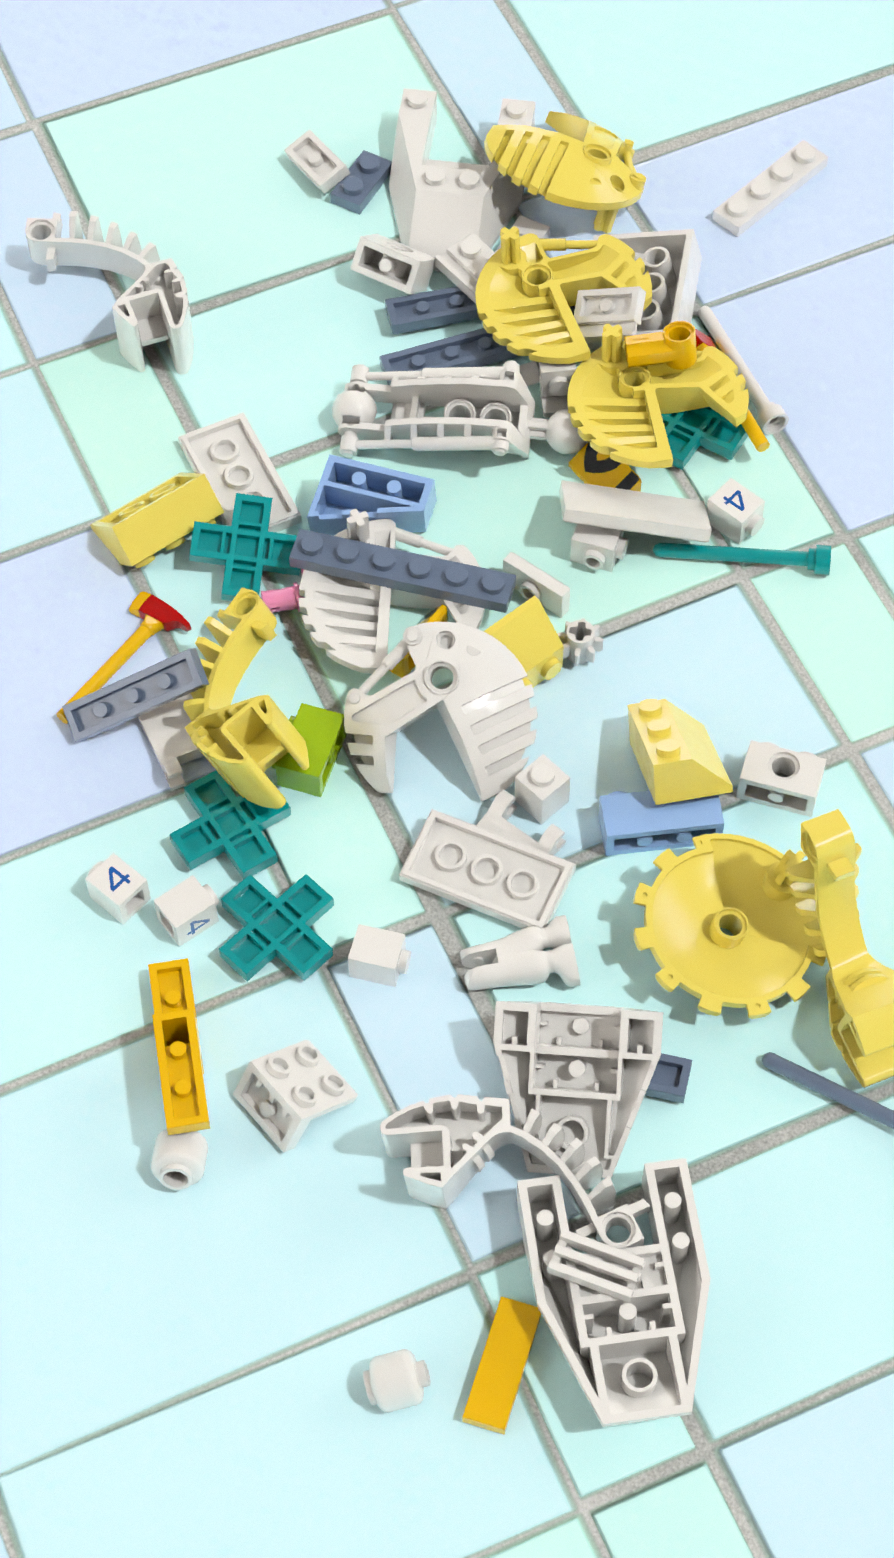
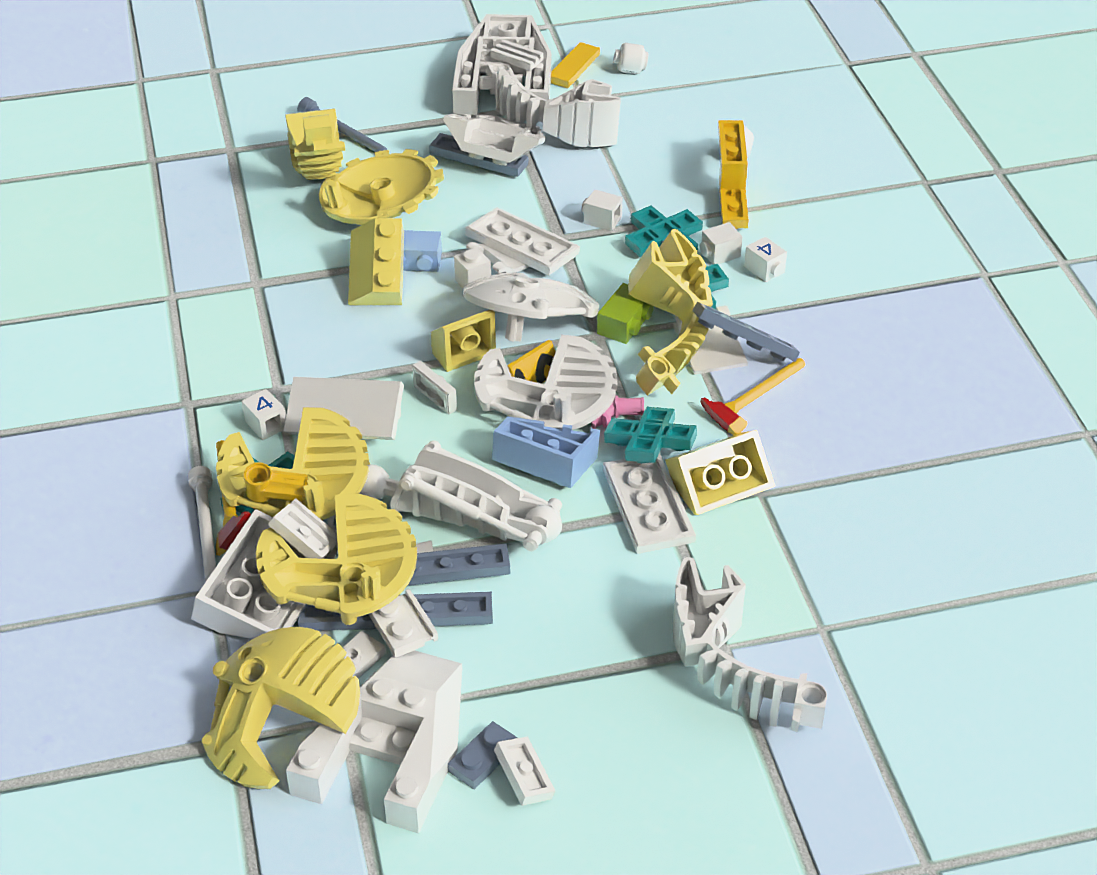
camera: 170 degrees left, 15 degrees down
(290, 1090) = (662, 161): white bracket -> none
(393, 263) = (493, 644): white brick -> none
(402, 570) = (534, 384): sand blue plate -> none
(521, 959) = (514, 198): white piece -> none
(581, 641) = (415, 348): white gear -> none
(770, 188) = (90, 686): white plate -> none
(793, 793) = (312, 260): white brick -> none
(815, 559) = (219, 380): teal piece -> none

